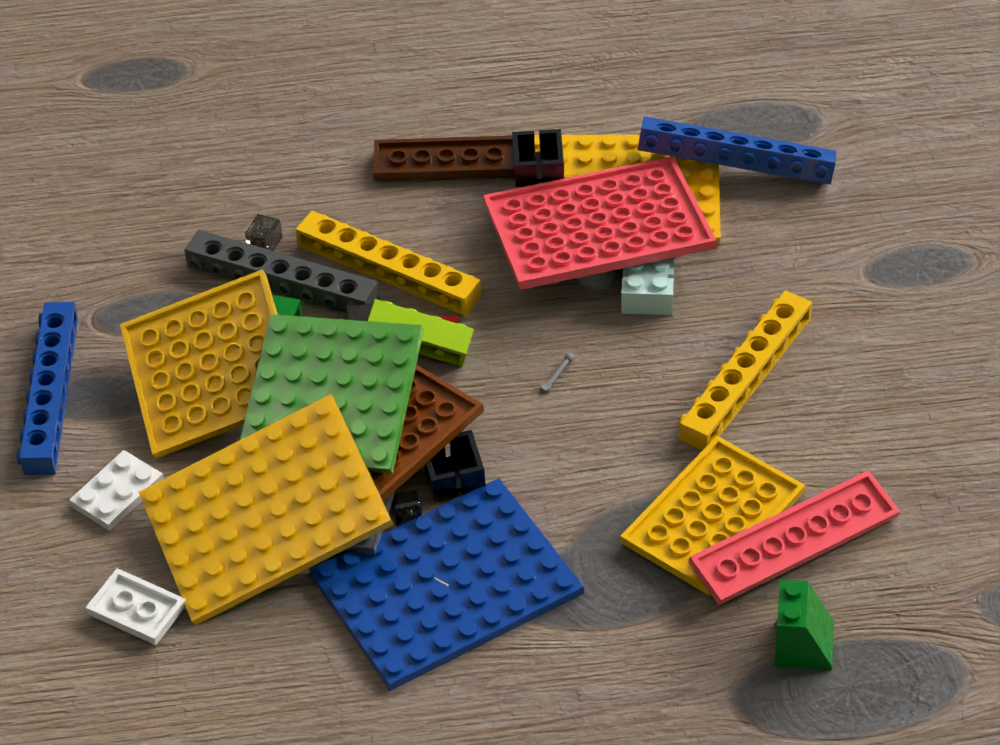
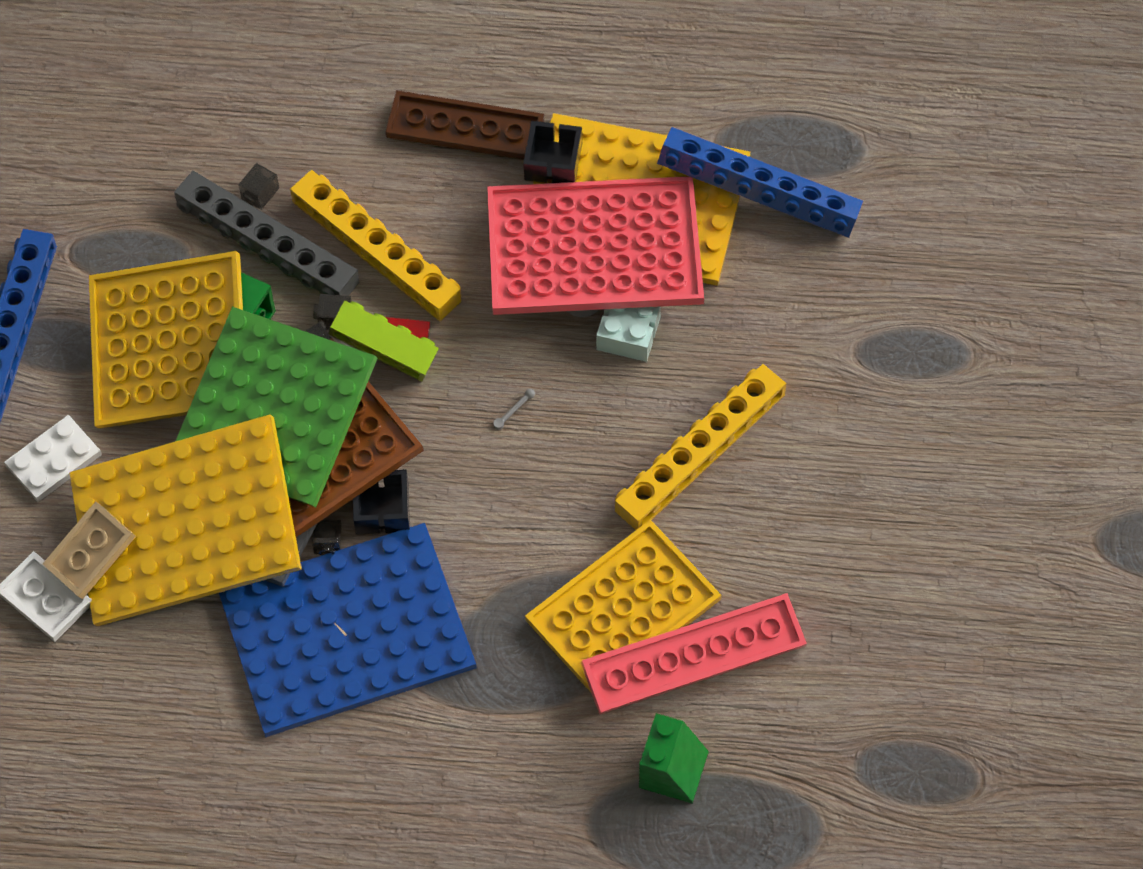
camera: 10 degrees right, 15 degrees up
(175, 551) = (89, 550): none -> tan plate

